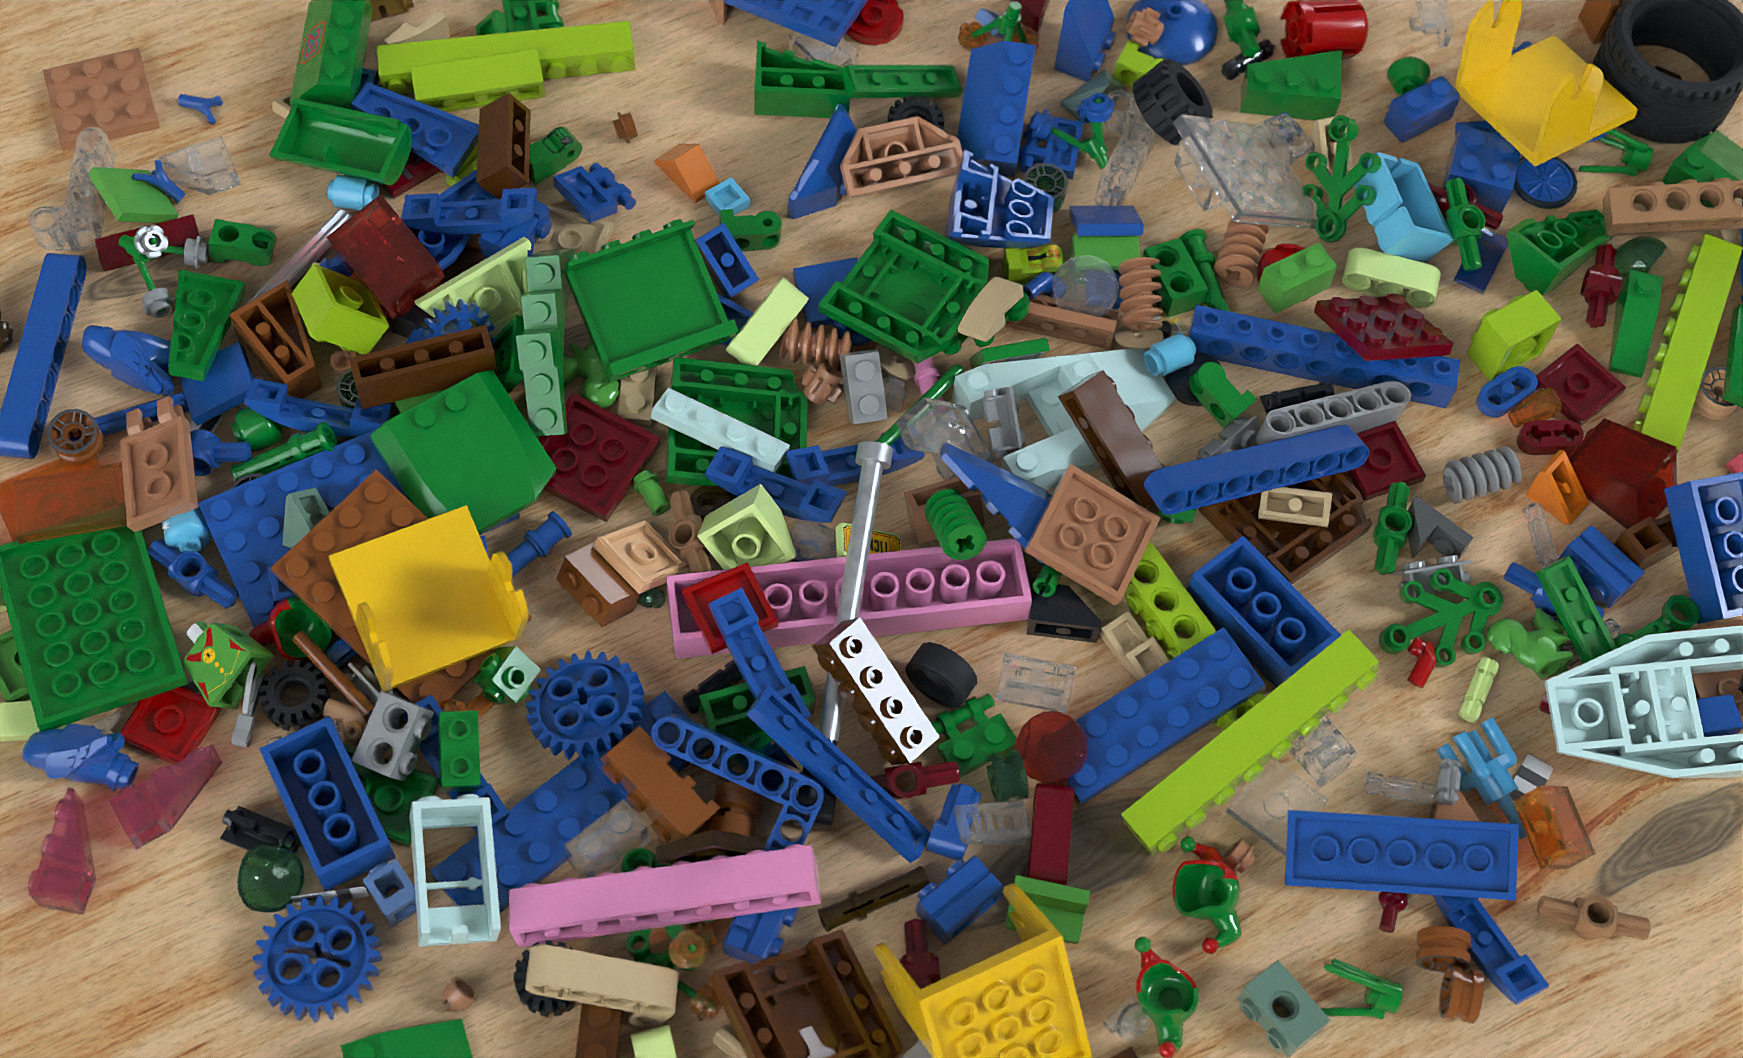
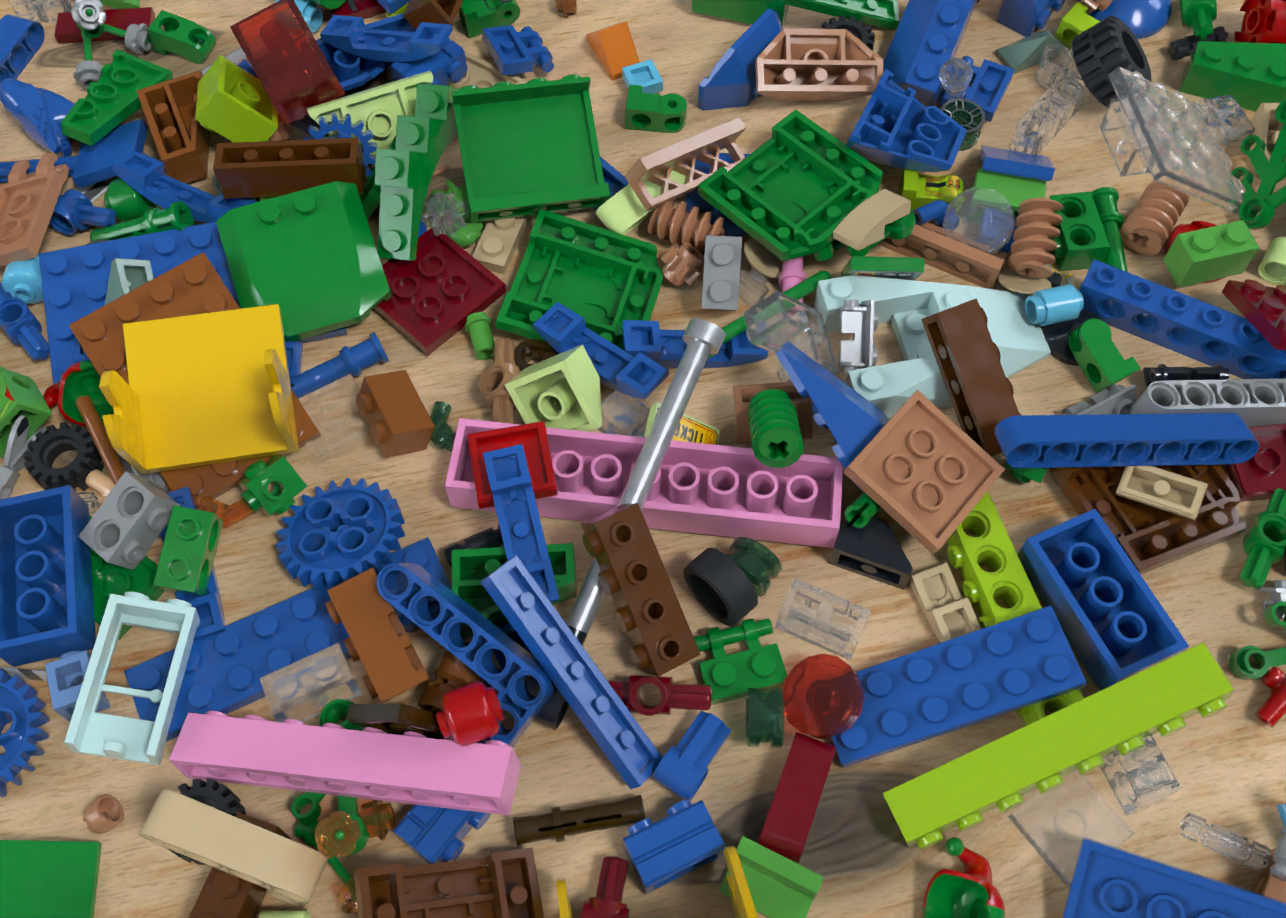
camera: 20 degrees right, 0 degrees up
(584, 381) = (444, 214): none -> clear gear
(640, 556) = (445, 393): light nougat tile -> none
(718, 429) = (563, 286): light aqua plate -> none
(726, 261) = (618, 129): blue brick -> none
(768, 826) = (470, 713): none -> red head
(799, 276) = (678, 155): none -> nougat fence
(966, 644) = (756, 562): none -> clear green wheel
(1013, 811) = (761, 757): clear slope -> none
(1030, 141) = (955, 77): none -> clear cone
(1092, 111) = (1024, 60): plant -> none
(1239, 856) = (1012, 876): nougat plate -> none

